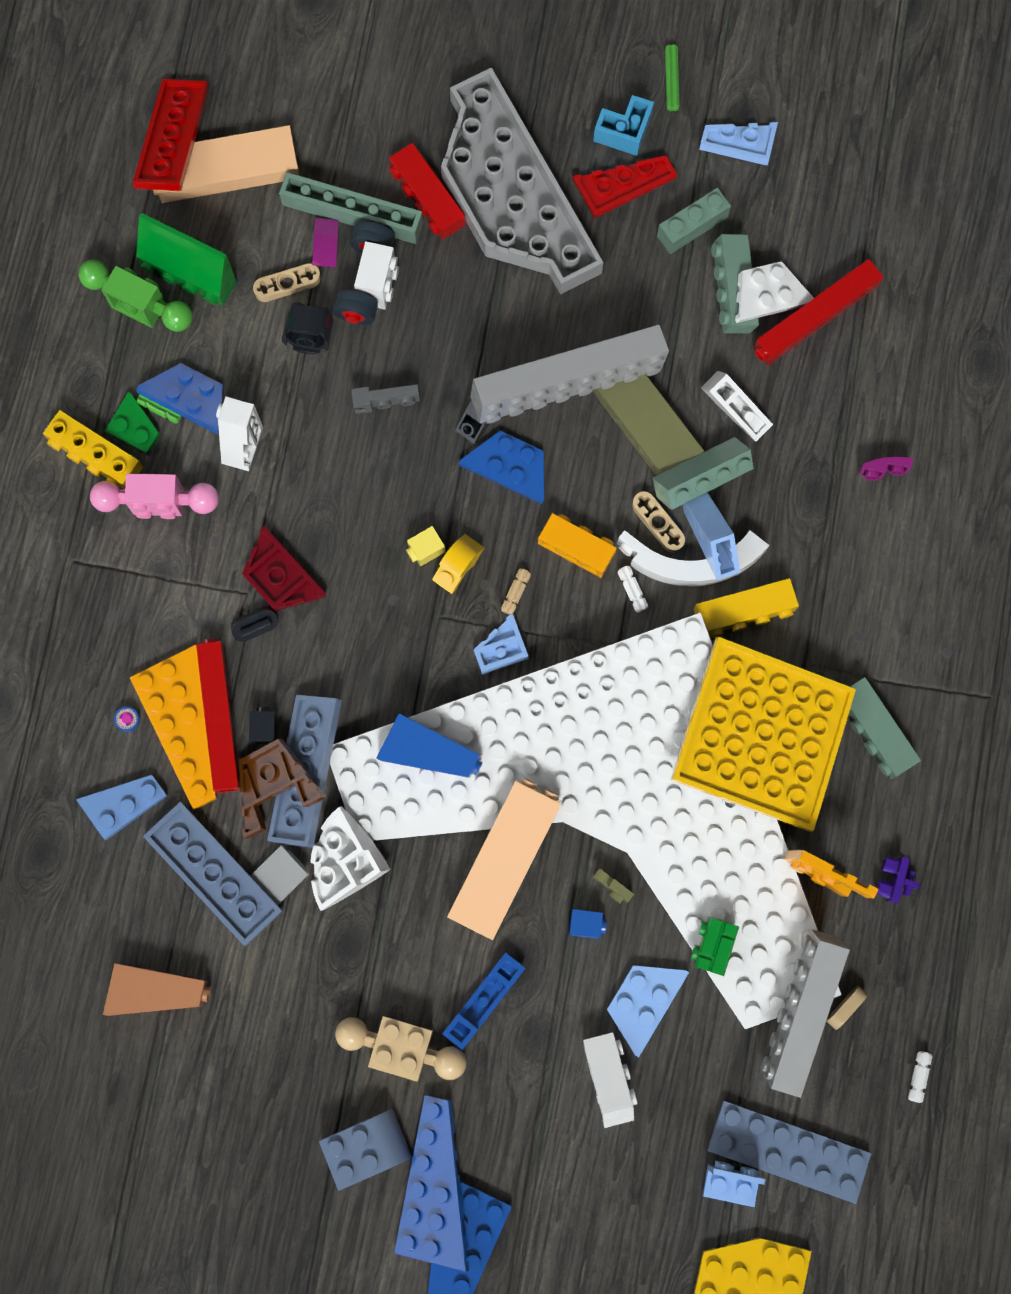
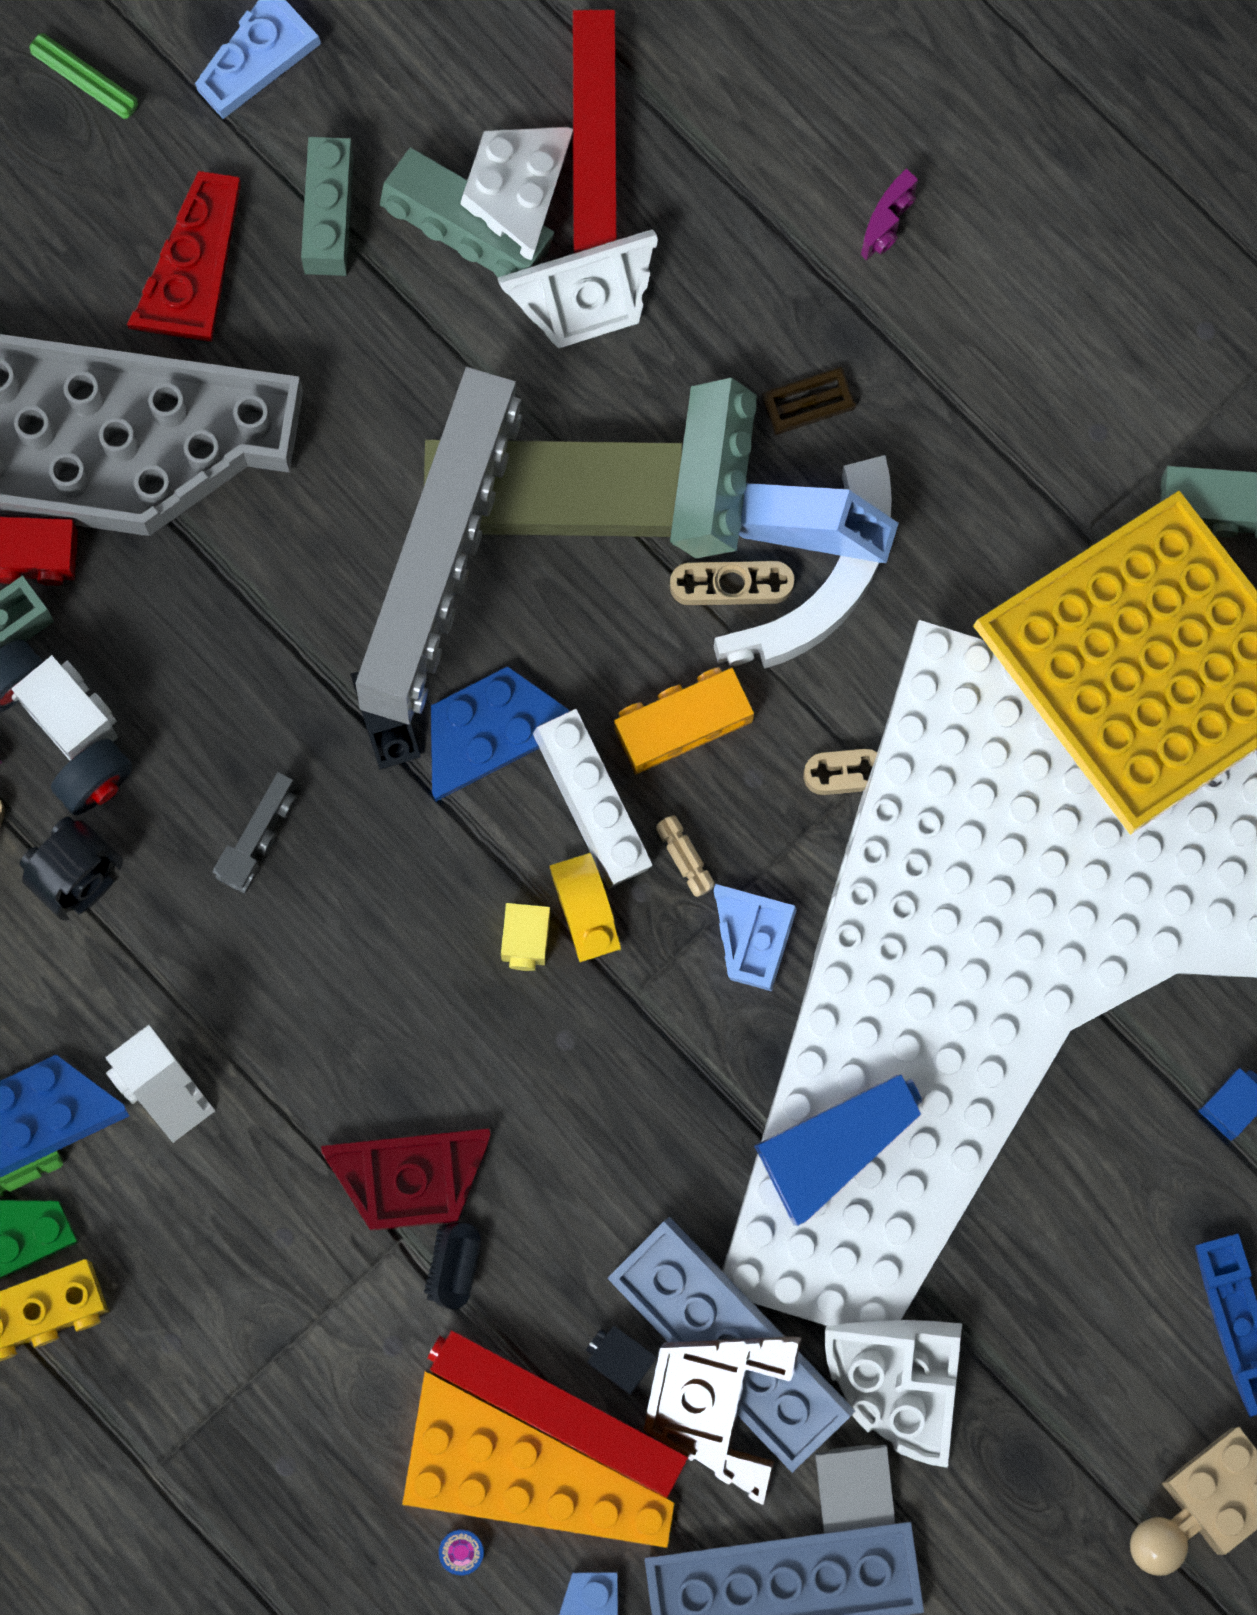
camera: 55 degrees left, 0 degrees up
(154, 495) = (158, 1274): bright pink brick -> none
(505, 858) = (1066, 1147): light nougat brick -> none
(509, 529) = (592, 798): none -> white brick
(611, 628) = (838, 761): none -> tan beam
(618, 891) = (1221, 1026): olive plate -> none
(627, 130) = (120, 199): dark azure brick -> none
(632, 589) = (802, 690): white axle -> none
(736, 405) = (644, 349): white slope -> none
(742, 357) = (585, 290): none -> white wing
(748, 607) = (948, 550): yellow brick -> none
(765, 503) = (782, 426): none -> dark brown tile

